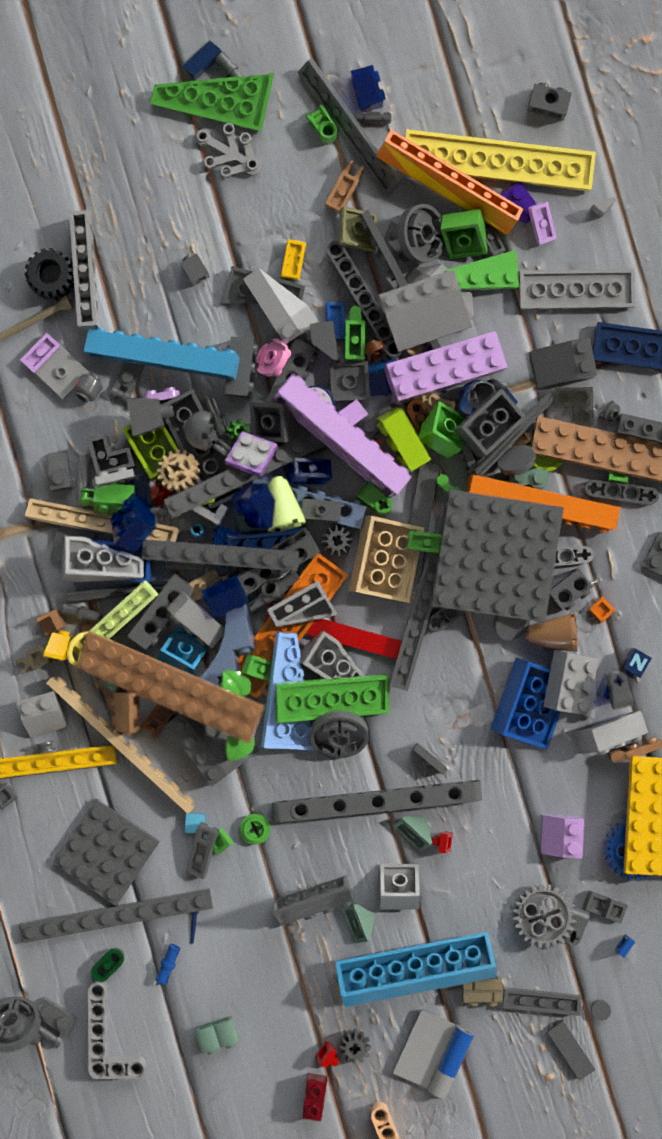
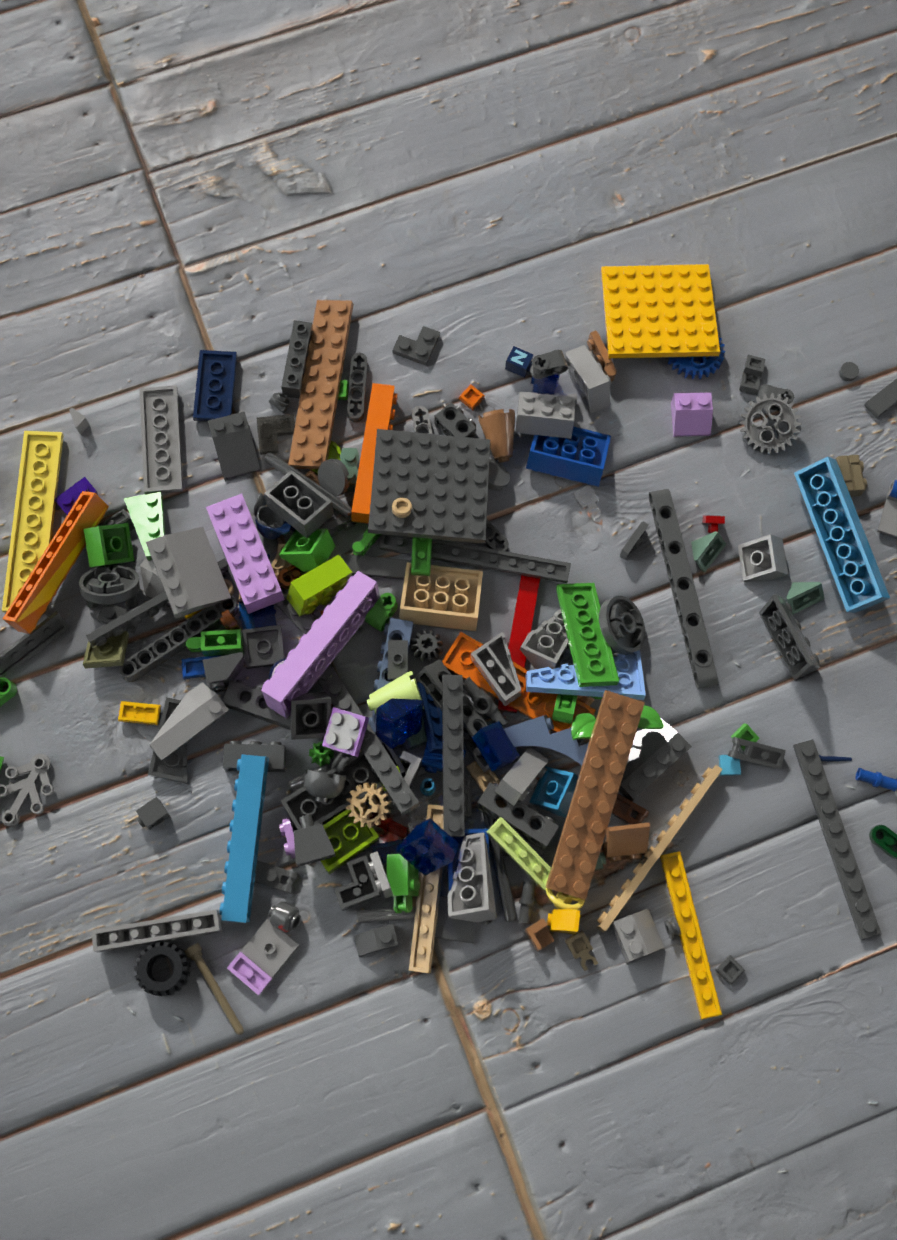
camera: 100 degrees left, 15 degrees down
(106, 852) = (772, 855): dark grey plate -> none
(252, 837) = (727, 695): bright green gear -> none
(274, 366) = (247, 715): bright pink plate -> none
(309, 471) = (358, 676): clear blue brick -> none
(344, 188) = (63, 668): medium nougat hinge -> none
(354, 412) = (293, 636): lavender brick -> none
(470, 524) = (401, 507): none -> tan tile
(541, 1001) = (850, 421): dark grey plate -> none
(542, 222) = (96, 474): lavender plate -> none
(625, 945) = (786, 353): blue tile -> none

